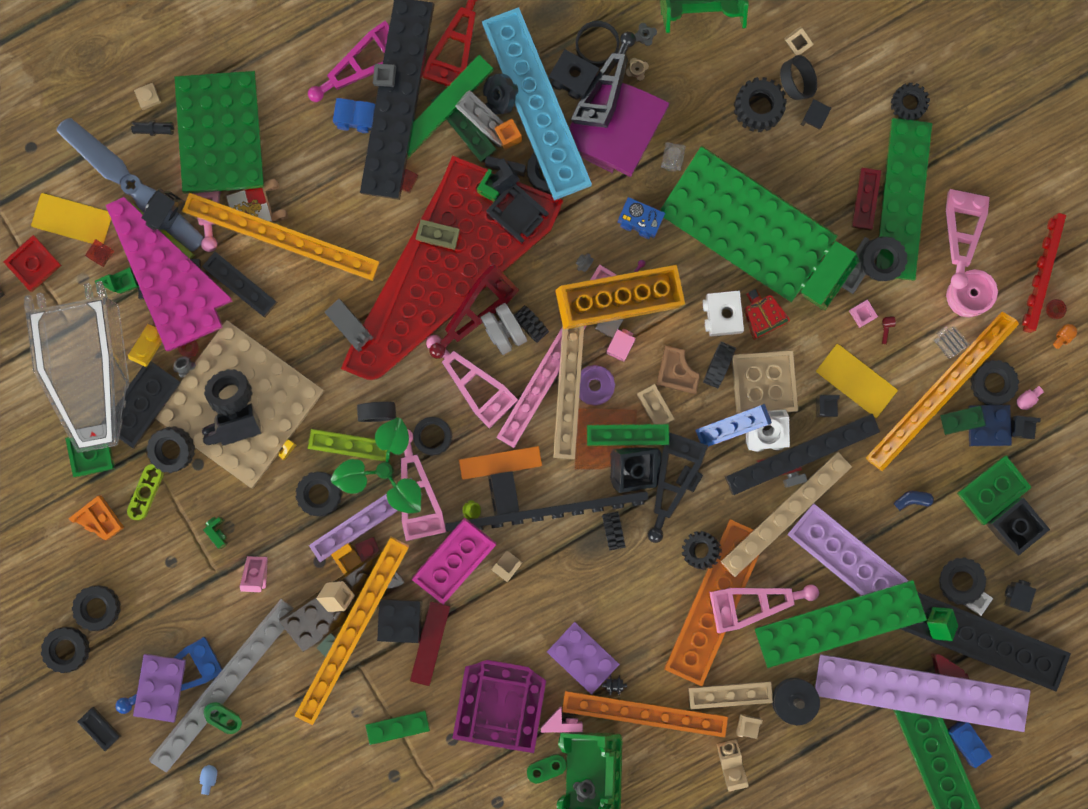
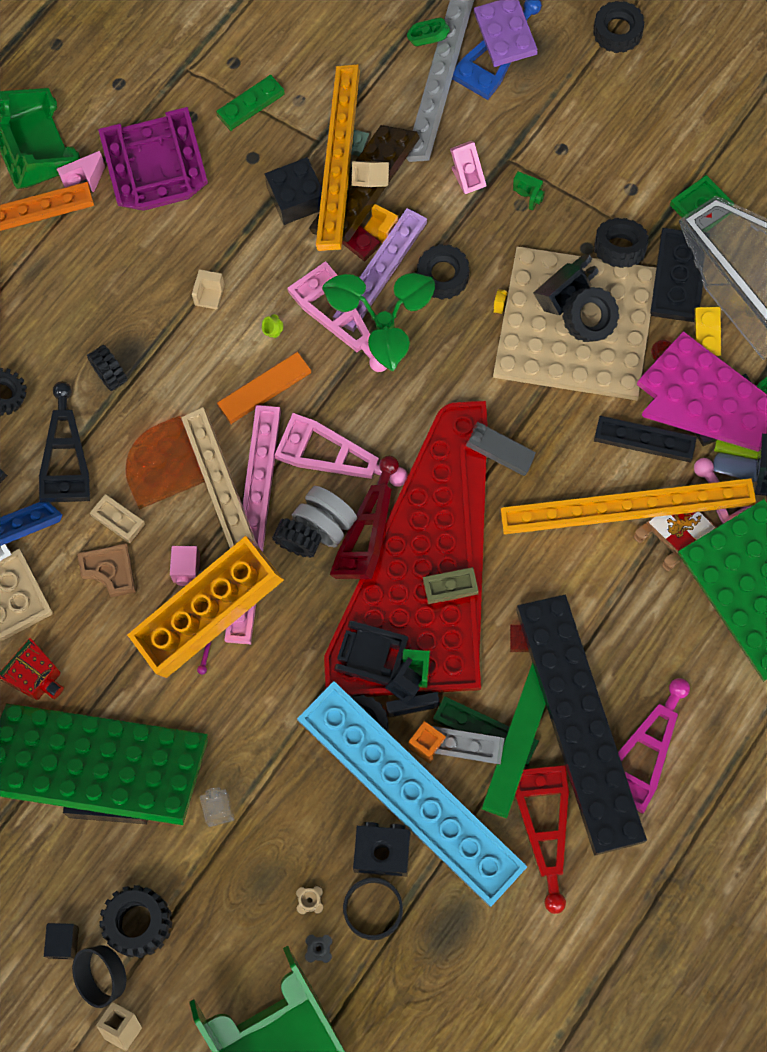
camera: 155 degrees right, 15 degrees down
(80, 608) = (614, 58): black tyre -> none
(98, 518) = (656, 151): orange wing -> none
(144, 508) = (629, 188): lime beam -> none
(183, 366) = (661, 329): dark grey plate -> none
(345, 445) = (445, 332): lime tile -> none
(353, 115) = (620, 682): blue brick -> none
(376, 411) = (422, 371): black tyre -> none
(384, 75) = (606, 733): dark grey plate -> none
(417, 436) = (350, 362): black tyre -> none
(430, 643) = (254, 188): dark red tile -> none
(453, 561) = (265, 266): dark pink plate -> none
(502, 102) = (459, 783): black plate -> none
(503, 493) = (244, 355): black hinge -> none
(545, 767) = (84, 130): green plate -> none
(556, 511) = (182, 363): black plate -> none
(583, 658) = (88, 242): medium lavender plate -> none
(584, 262) = (268, 637): dark grey plate -> none
(588, 786) = (26, 124): dark grey plate -> none
(601, 115) = (334, 804): black plate -> none
(607, 385) = (195, 526): medium lavender tile -> none
(614, 685) = (43, 229): black wheel -> none
(627, 133) = (301, 810): magenta slope -> none
(627, 435) = (133, 469): green plate -> none
(635, 468) = (111, 440): black slope -> none
(640, 218) = (224, 717): blue brick -> none
(683, 476) = (55, 464): black tile -> none
(716, 323) = (93, 656): white brick -> none
(719, 365) = (60, 587): black tyre -> none

